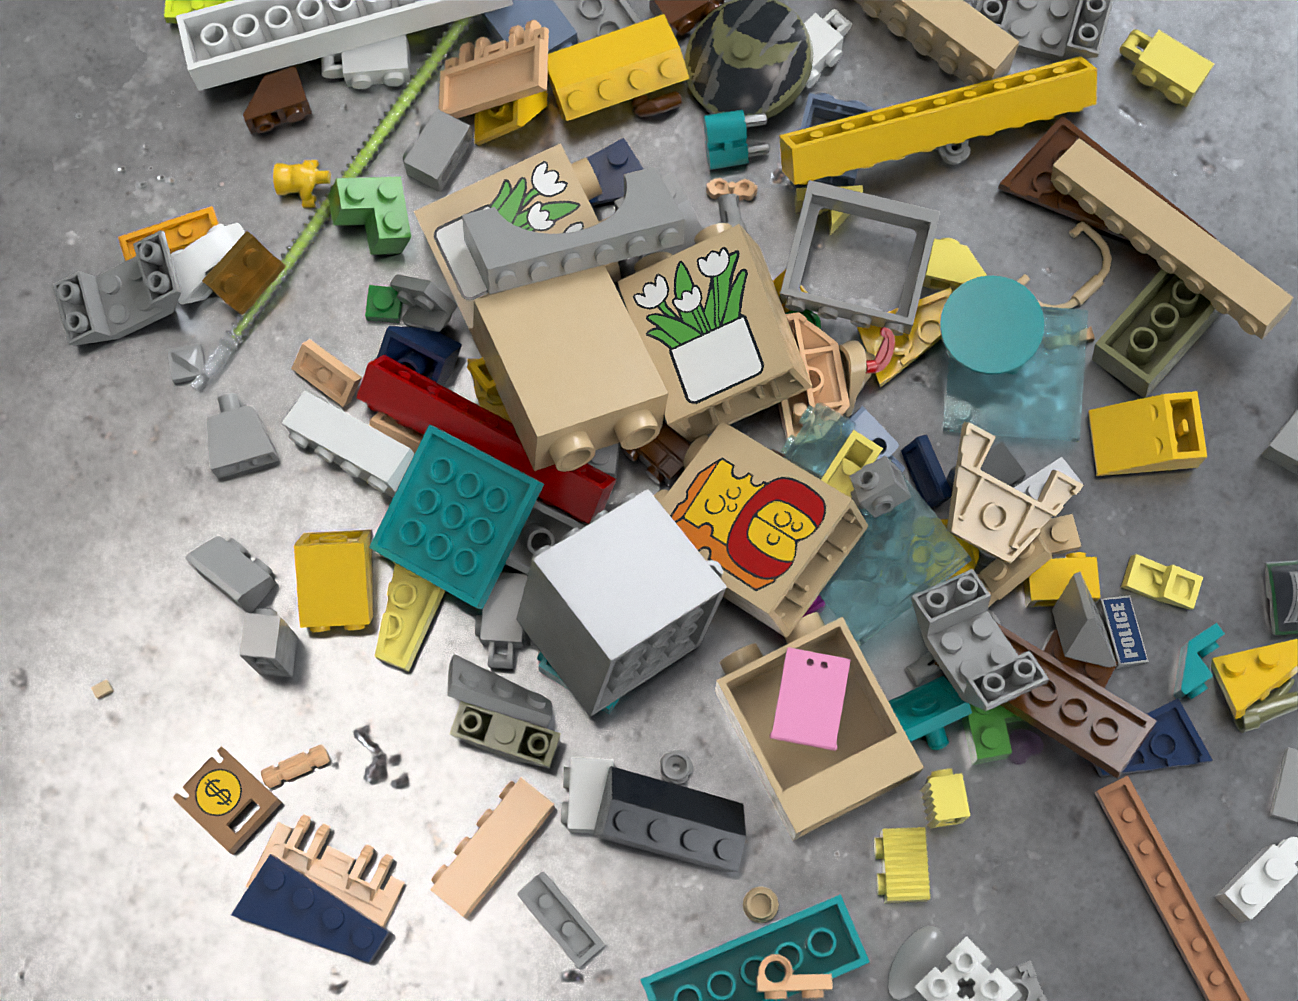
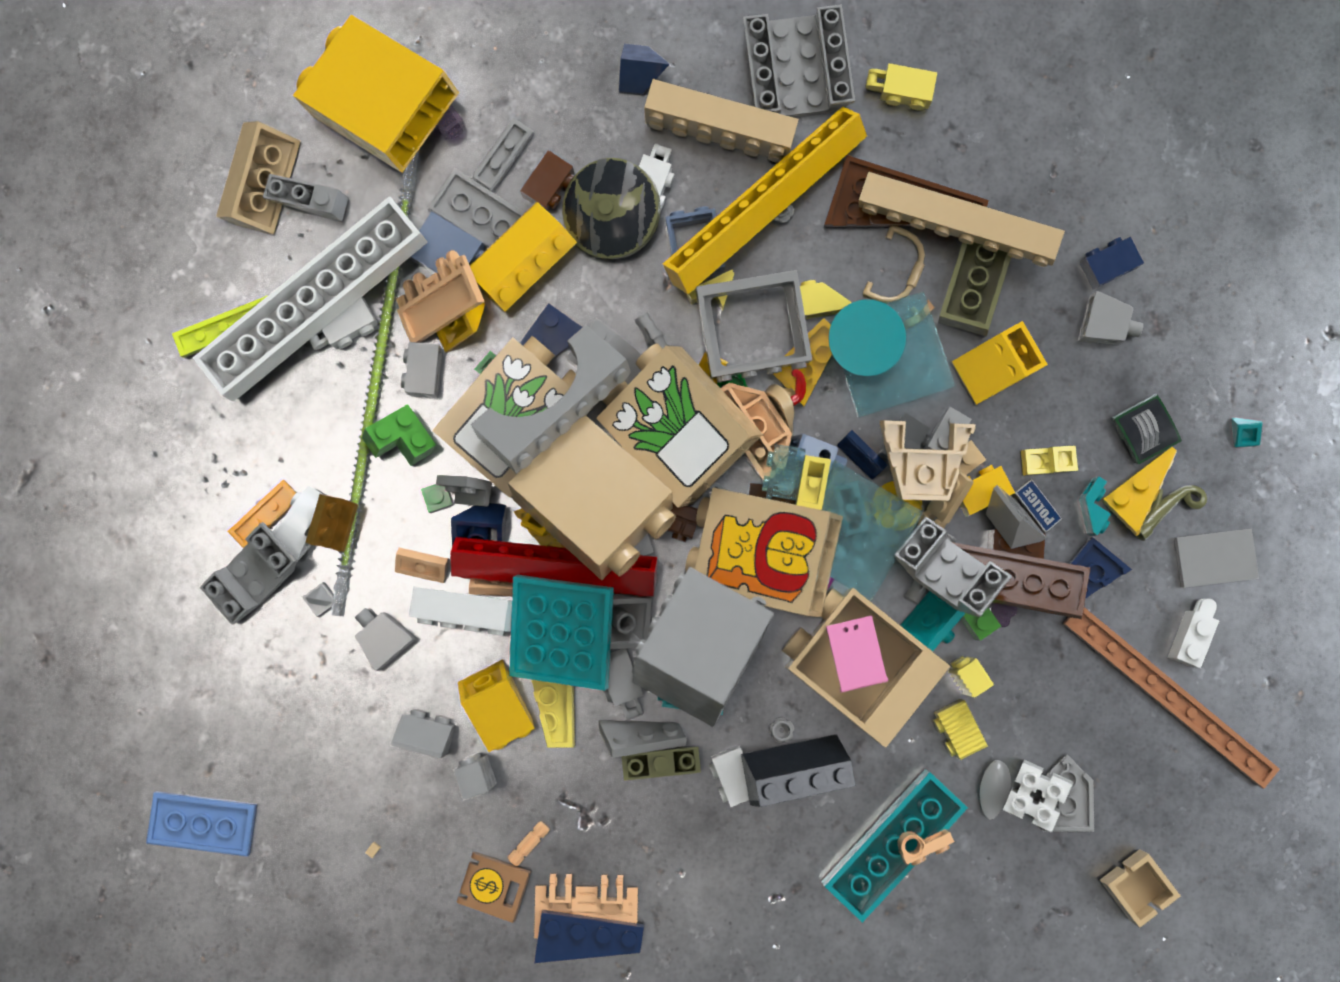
camera: 25 degrees left, 10 degrees up
(277, 101) = (291, 382): reddish brown slope -> none
(299, 179) = (336, 434): yellow piece -> none
(492, 848) = (686, 839): light nougat brick -> none
(560, 919) = (751, 865): light grey hinge -> none
(661, 104) = (562, 268): reddish brown arm -> none
(727, 138) = (622, 273): teal piece -> none
(744, 188) = (647, 305): light nougat piece -> none
(760, 905) = (877, 796): tan plate -> none
(879, 487) = (841, 489): light grey brick -> none

